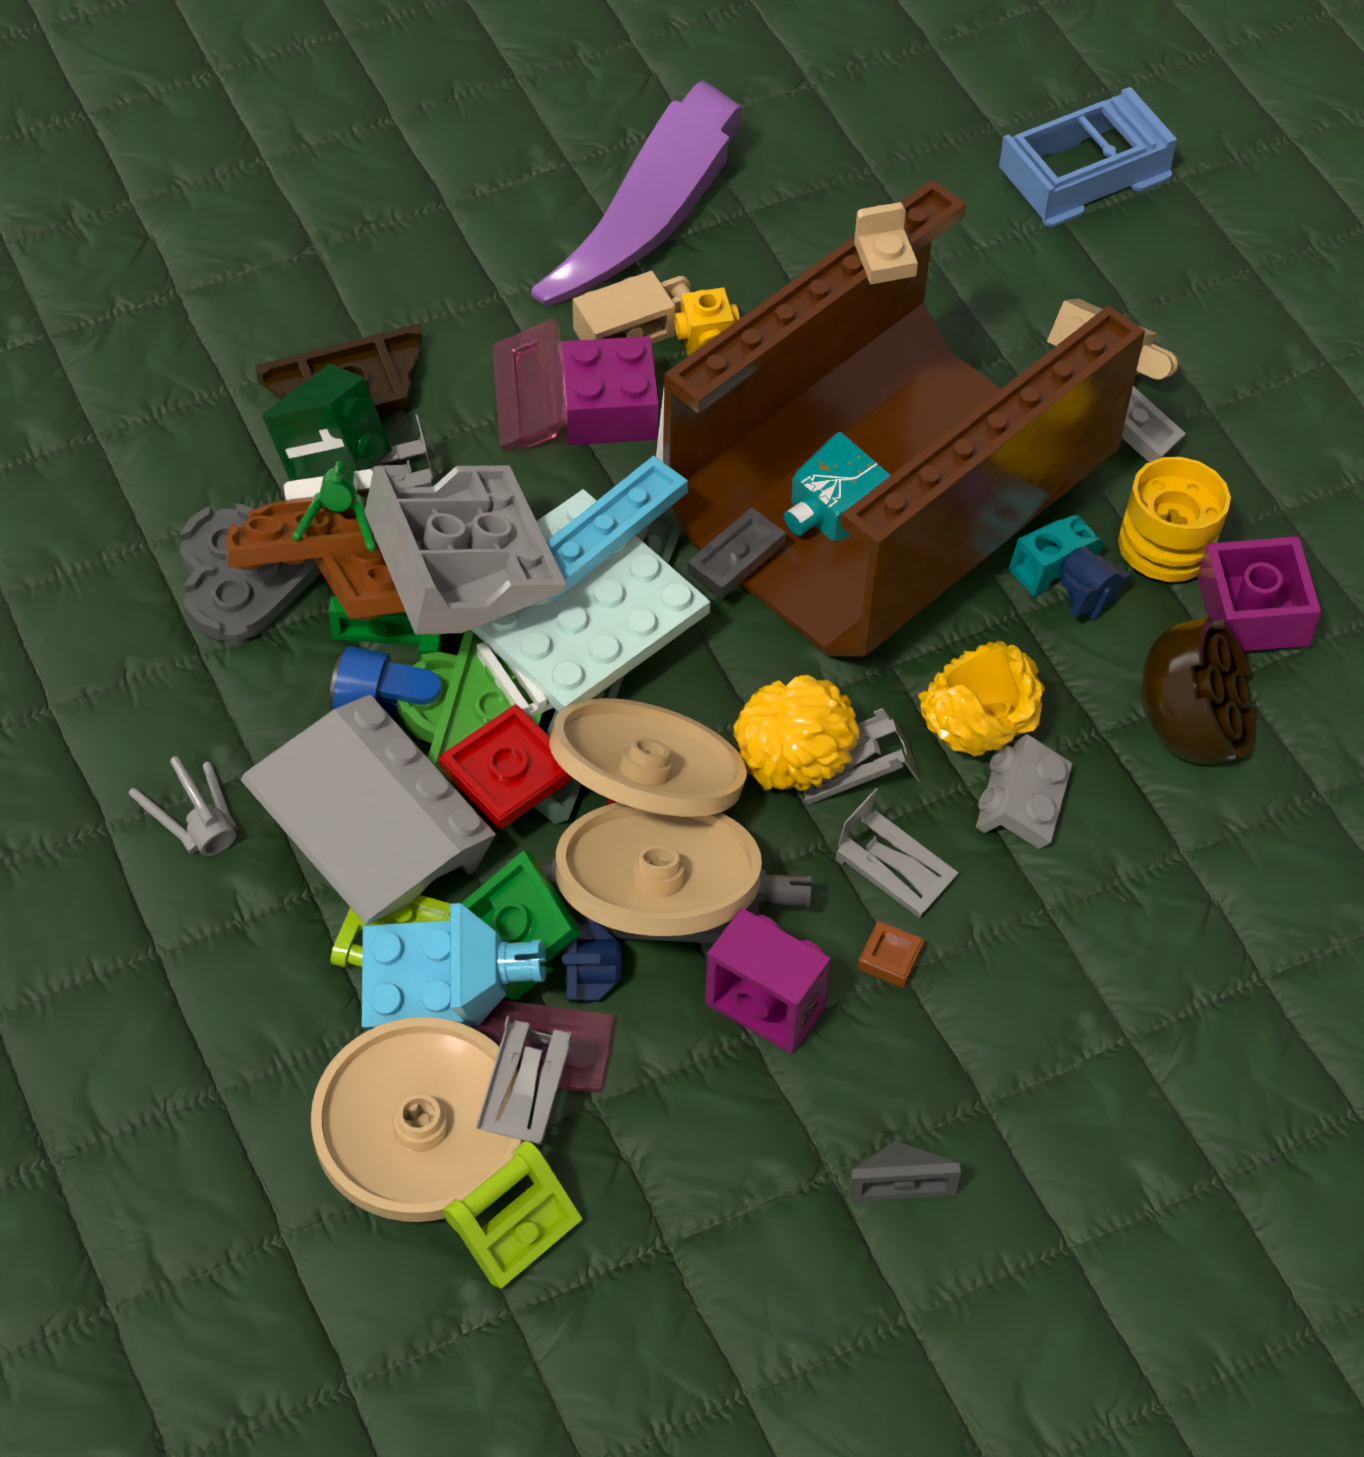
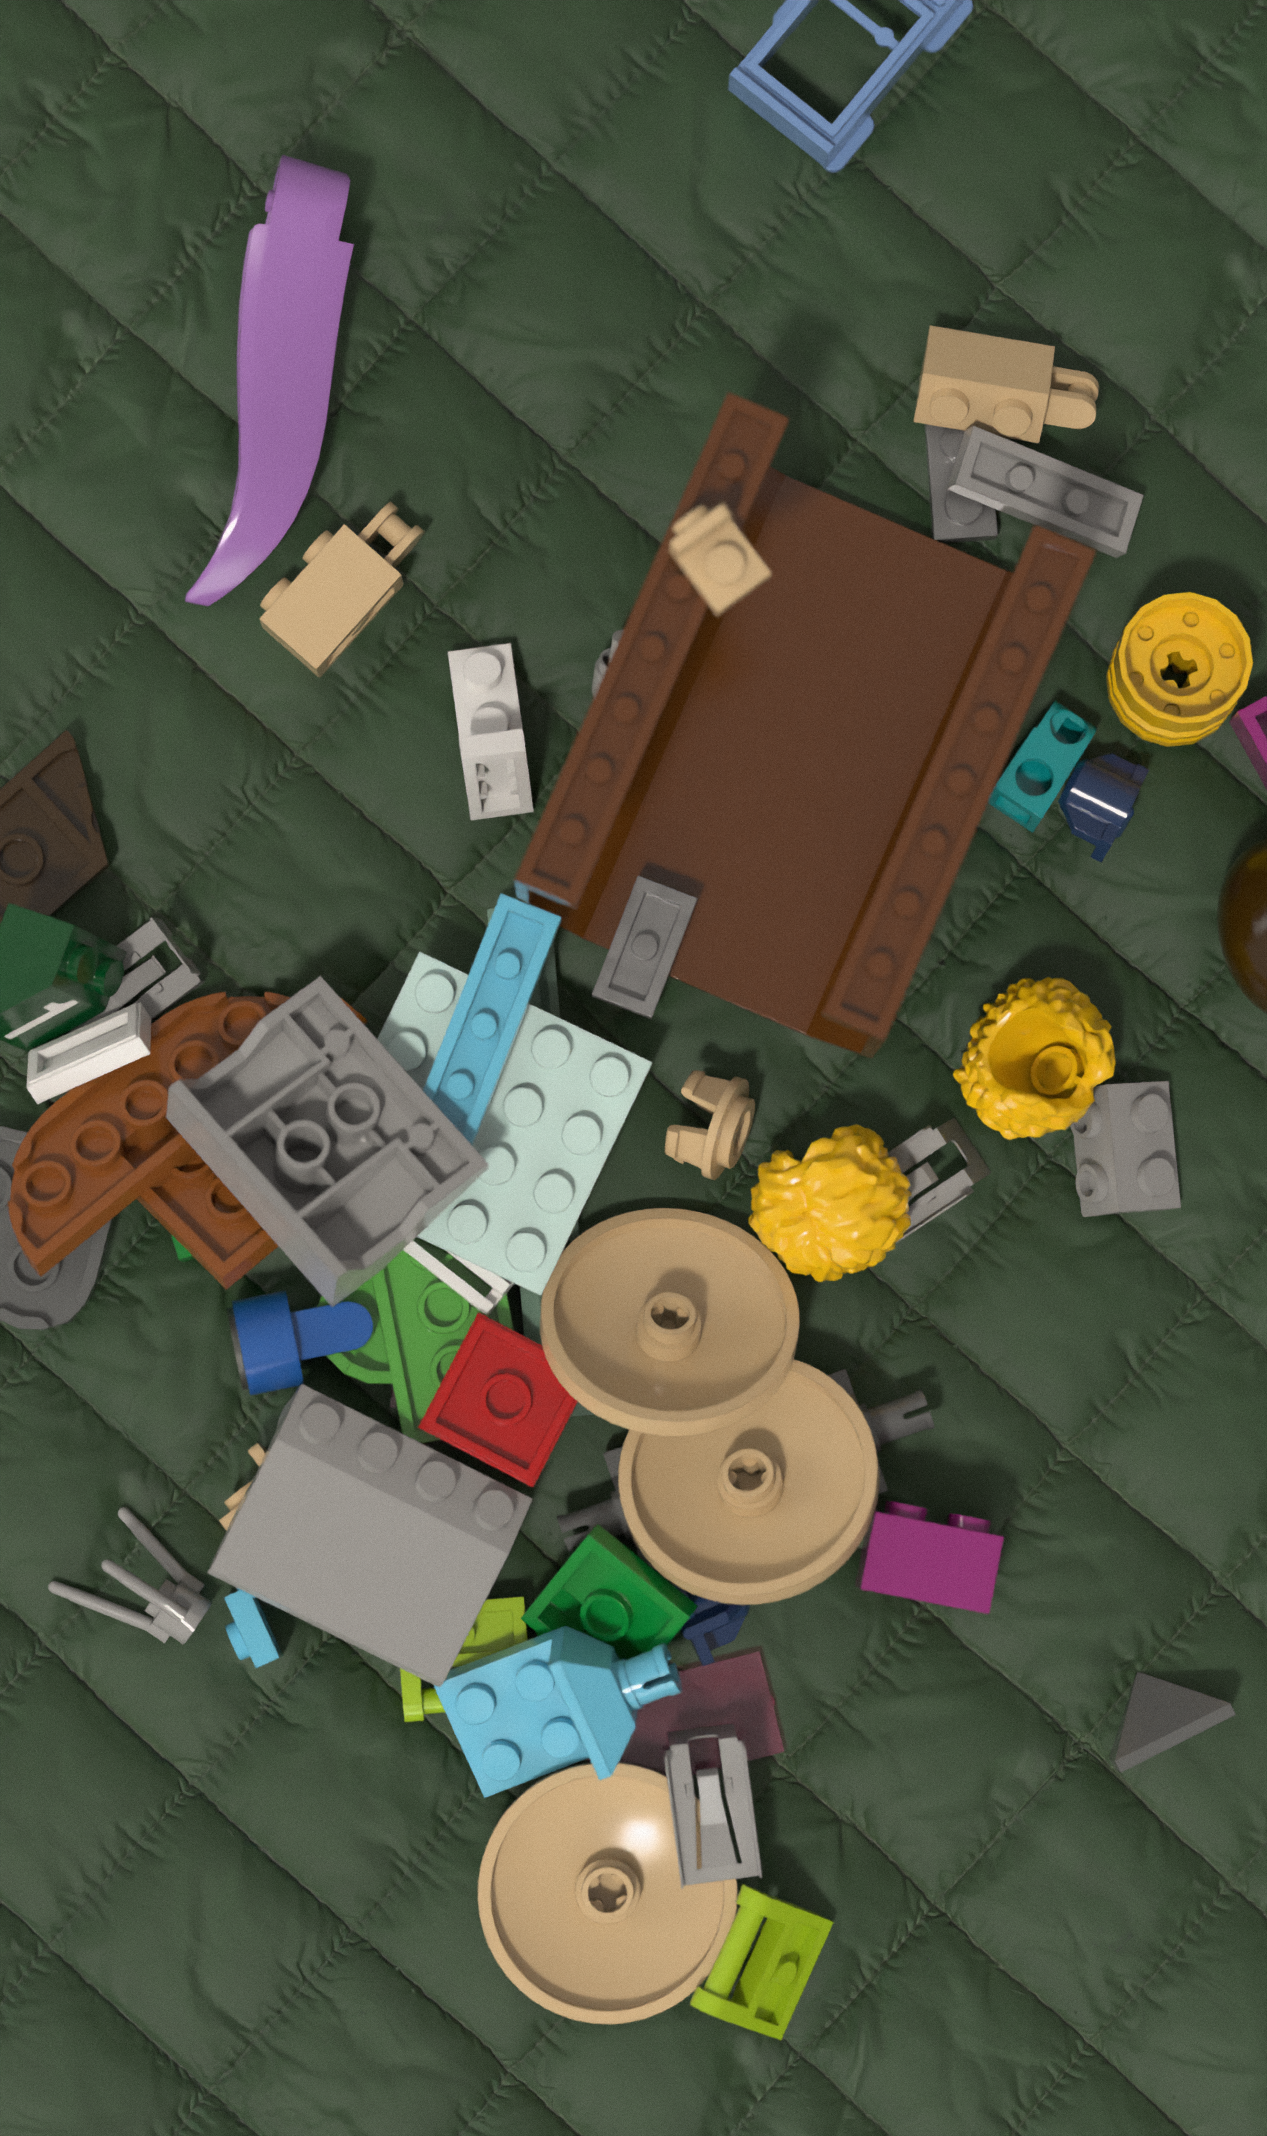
camera: 25 degrees left, 30 degrees up
(253, 859) = (250, 1631): none -> medium azure bracket
(338, 493) = (115, 1094): green plant -> none
(529, 386) = (257, 770): clear pink piece -> none
(610, 390) = (368, 740): magenta brick -> none
(703, 317) = (454, 595): yellow brick -> none
(745, 660) = (728, 1130): none -> tan piece
(830, 485) = (737, 800): teal torso -> none
(890, 954) = (1046, 1436): dark orange tile -> none
(910, 865) = (1043, 1319): light grey piece -> none

